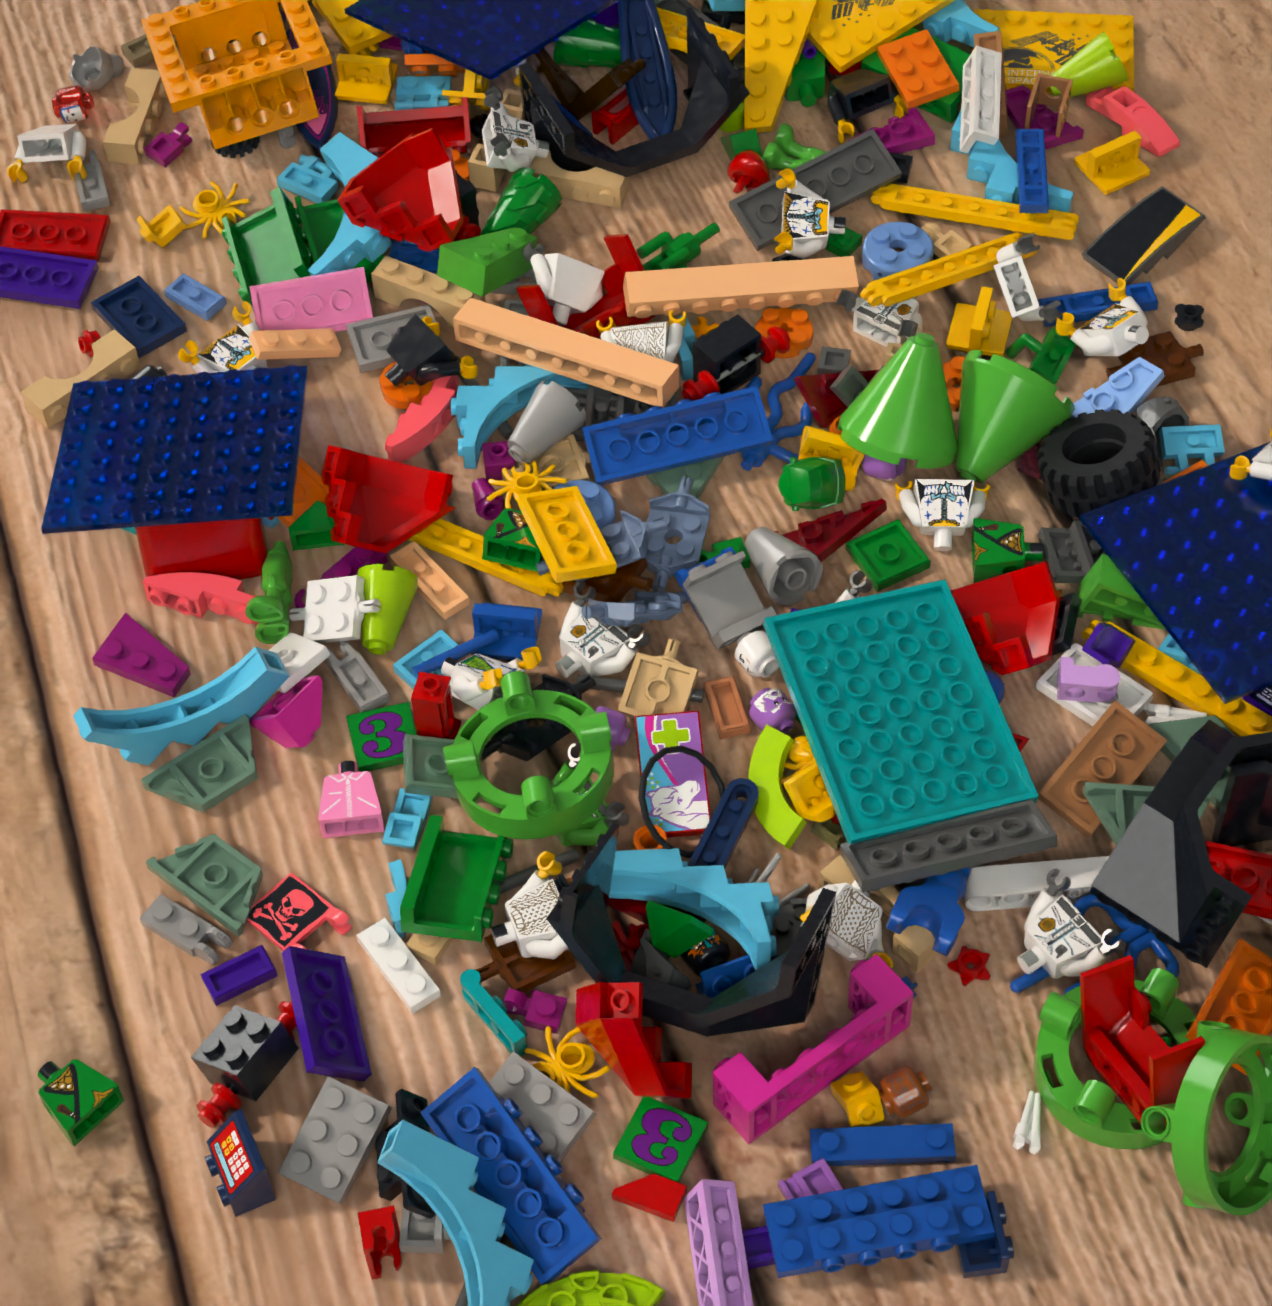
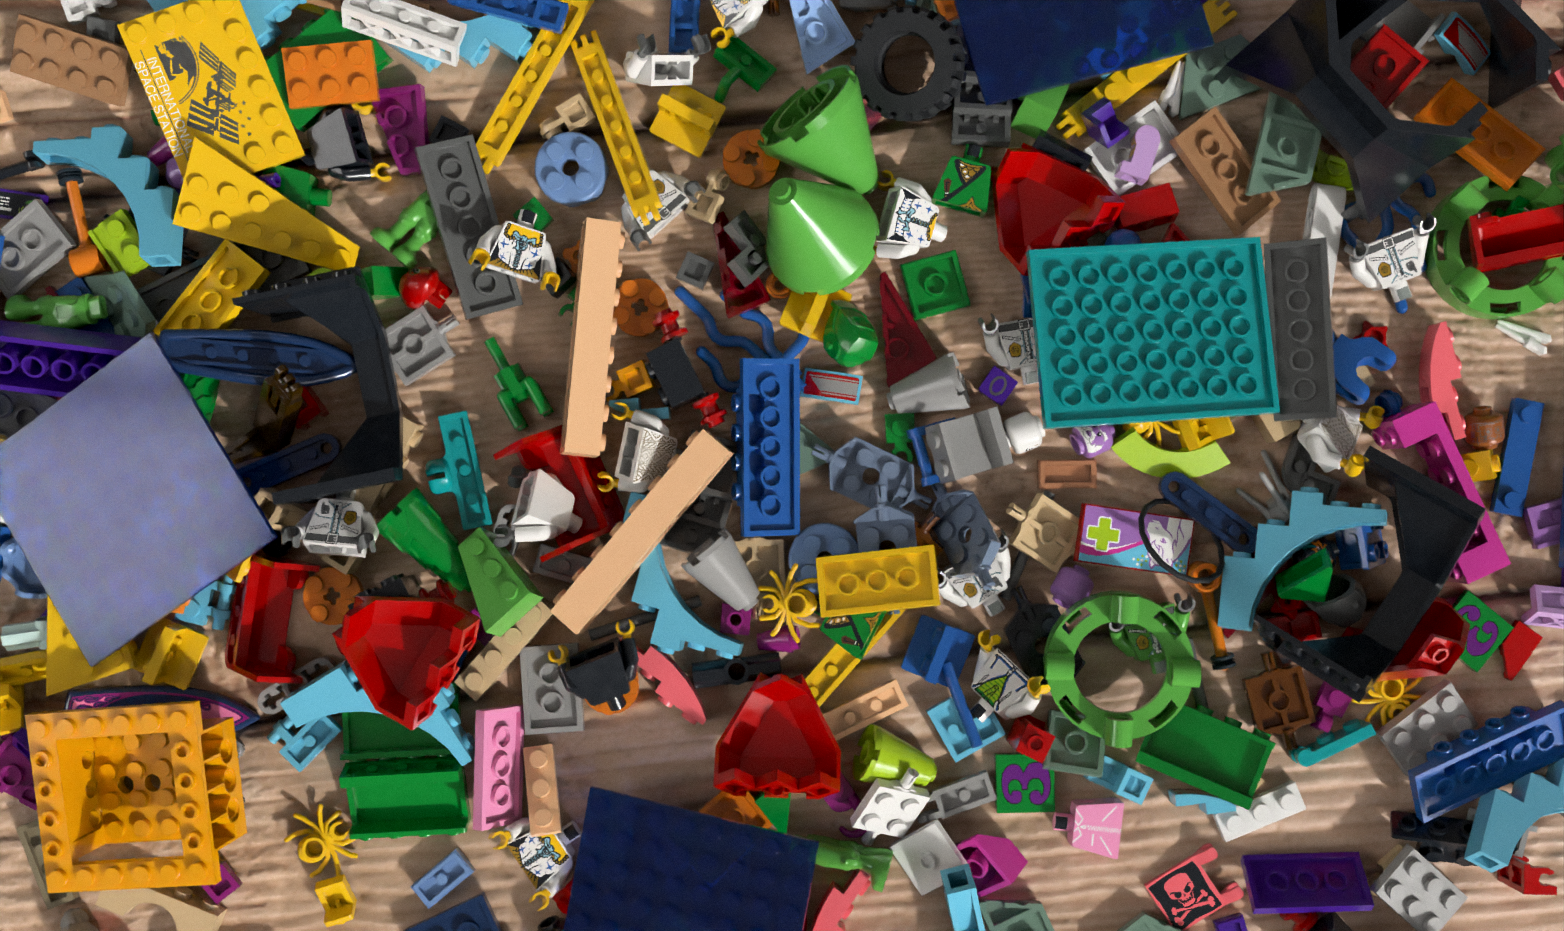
camera: 80 degrees left, 35 degrees up
(445, 460) = (717, 671): none -> black piece
(528, 914) = (1270, 691): white torso -> none
(585, 230) = (461, 471): none -> teal plate
(694, 183) = (419, 344): none -> light grey plate
(755, 490) = (832, 386): none -> slope
(955, 1029) = (1436, 370): none -> coral slope
(1033, 711) = (1148, 209): none -> red hinge

